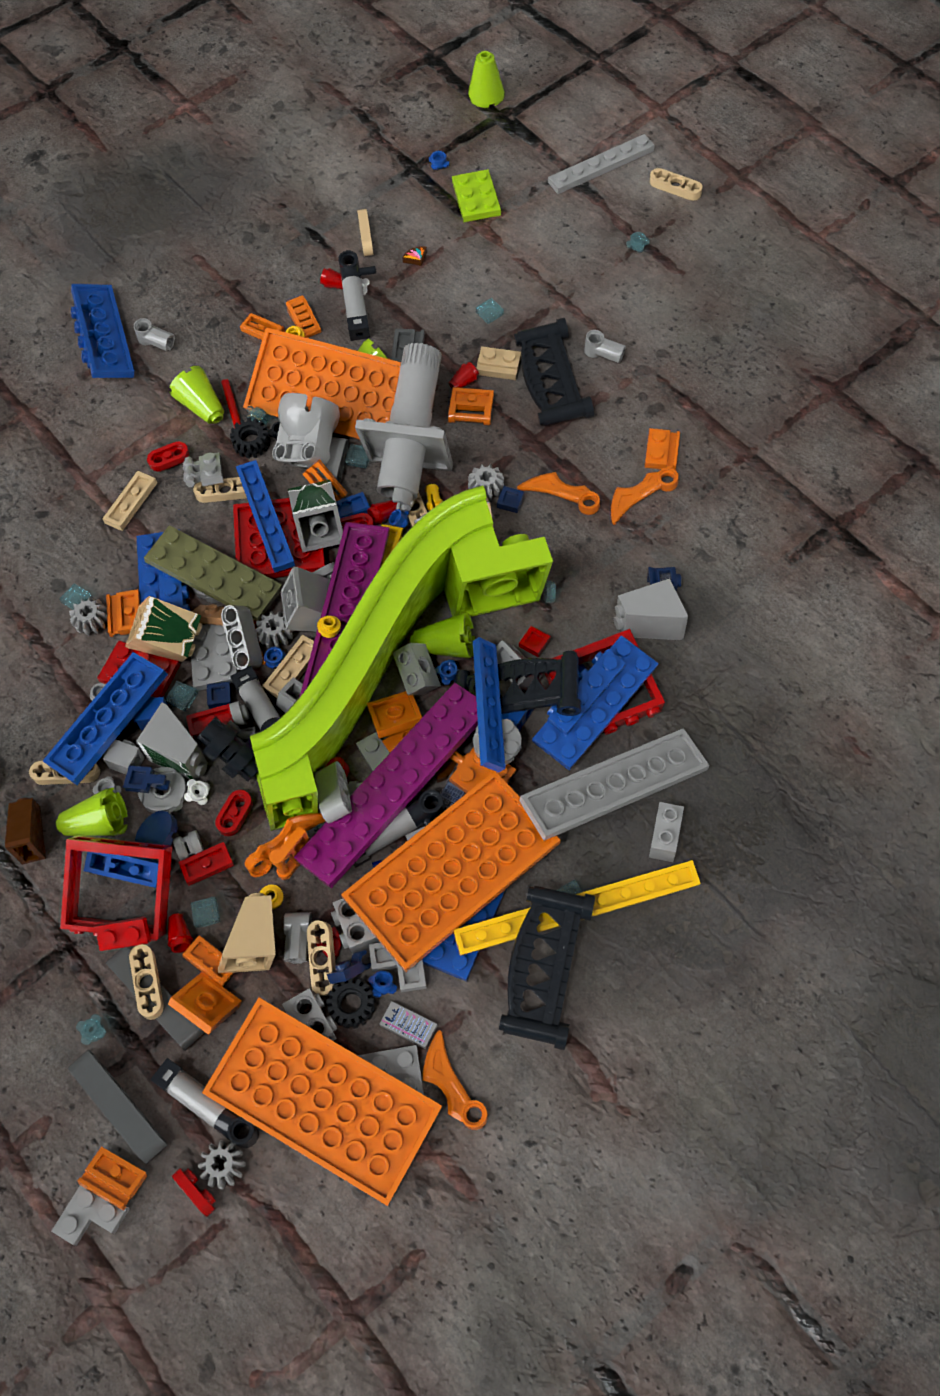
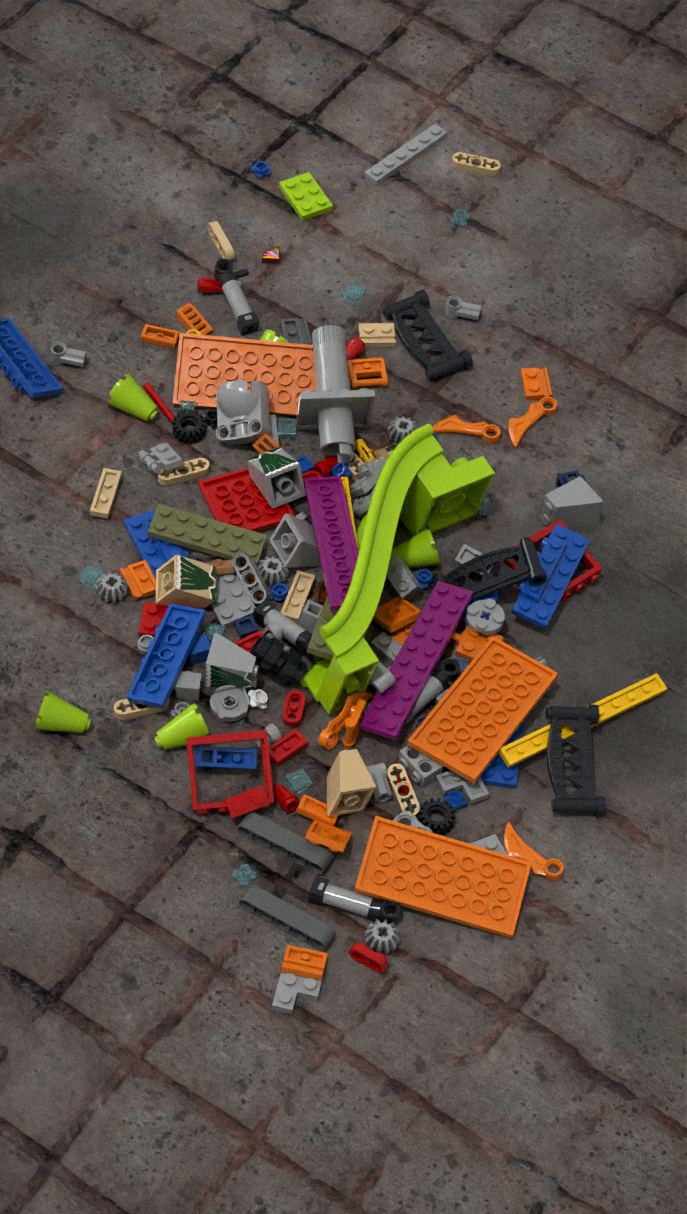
camera: 25 degrees left, 10 degrees down
(25, 831) = (133, 750): reddish brown slope -> none
(142, 778) = (213, 695): dark blue plate -> none
(142, 1001) = (280, 838): tan beam -> none
(157, 828) = (238, 724): dark blue tile -> none
(167, 456) = (120, 454): red plate -> none
(265, 516) = (232, 484): blue plate -> none
(329, 626) = (331, 552): yellow plate -> none
(347, 970) = (427, 792): dark blue plate -> none
(408, 1025) = (483, 823): light grey tile -> none
(485, 82) = (281, 95): lime cone -> none
(488, 705) = (471, 585): blue plate -> none
(534, 641) = (484, 543): red plate -> none
(613, 784) = (583, 629): light grey plate -> none
(666, 832) = (631, 658): light grey brick -> none

